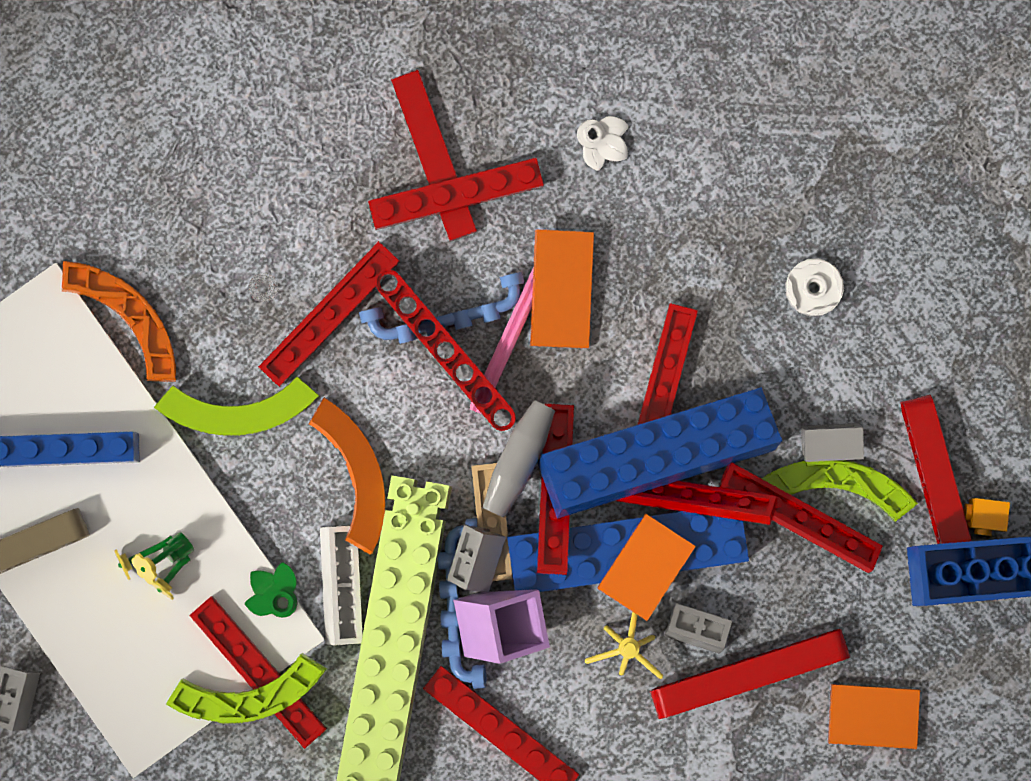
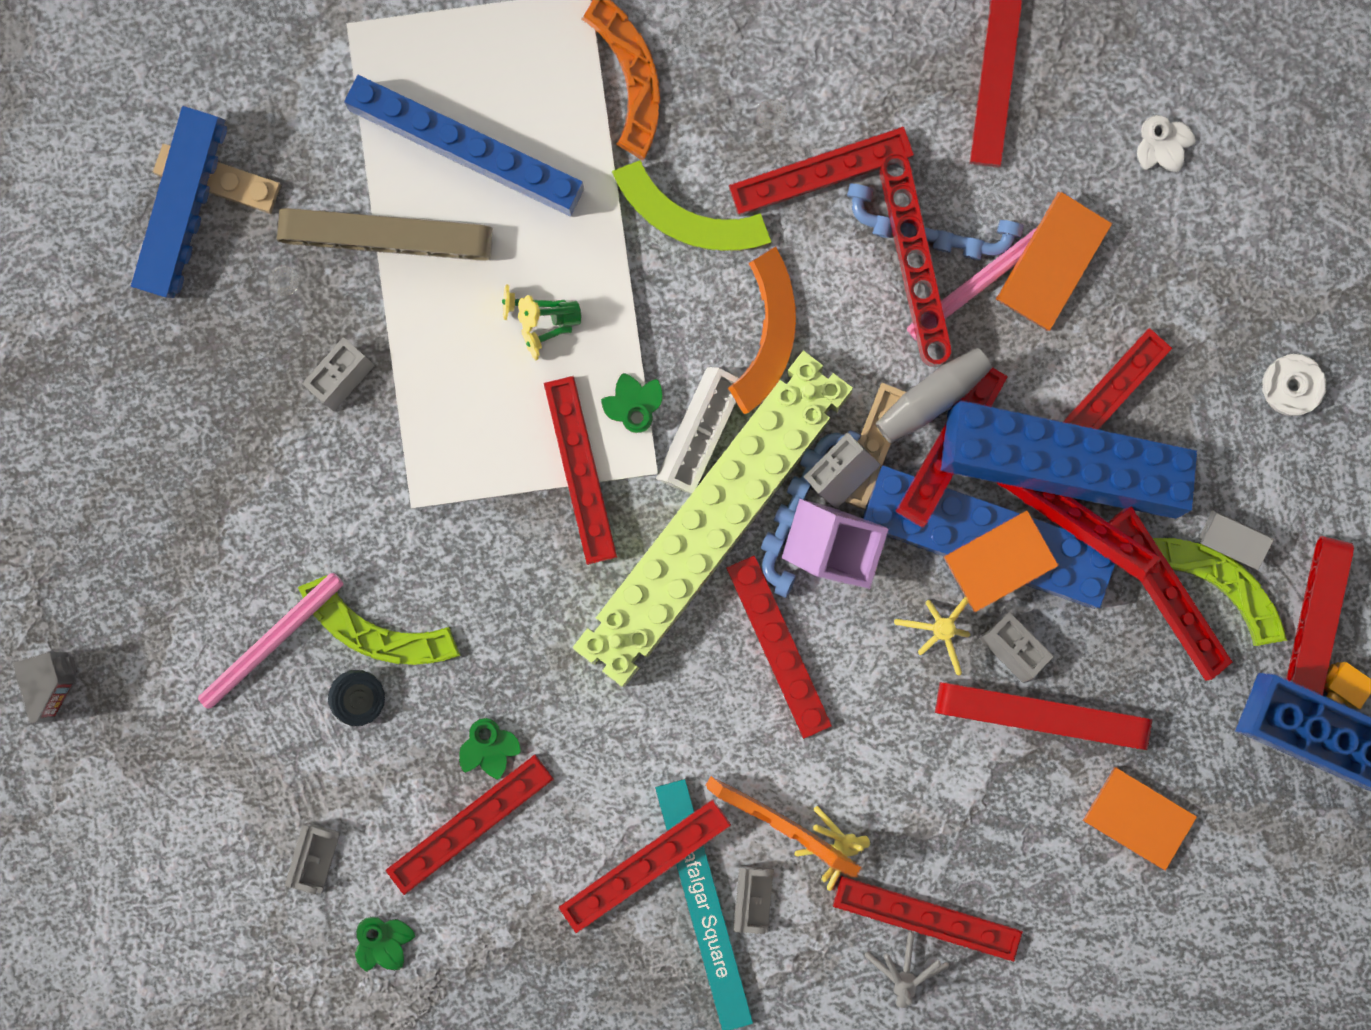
camera: 25 degrees right, 0 degrees up
(251, 704) = (556, 495): lime tile -> none
(455, 193) = (1000, 120): red plate -> none

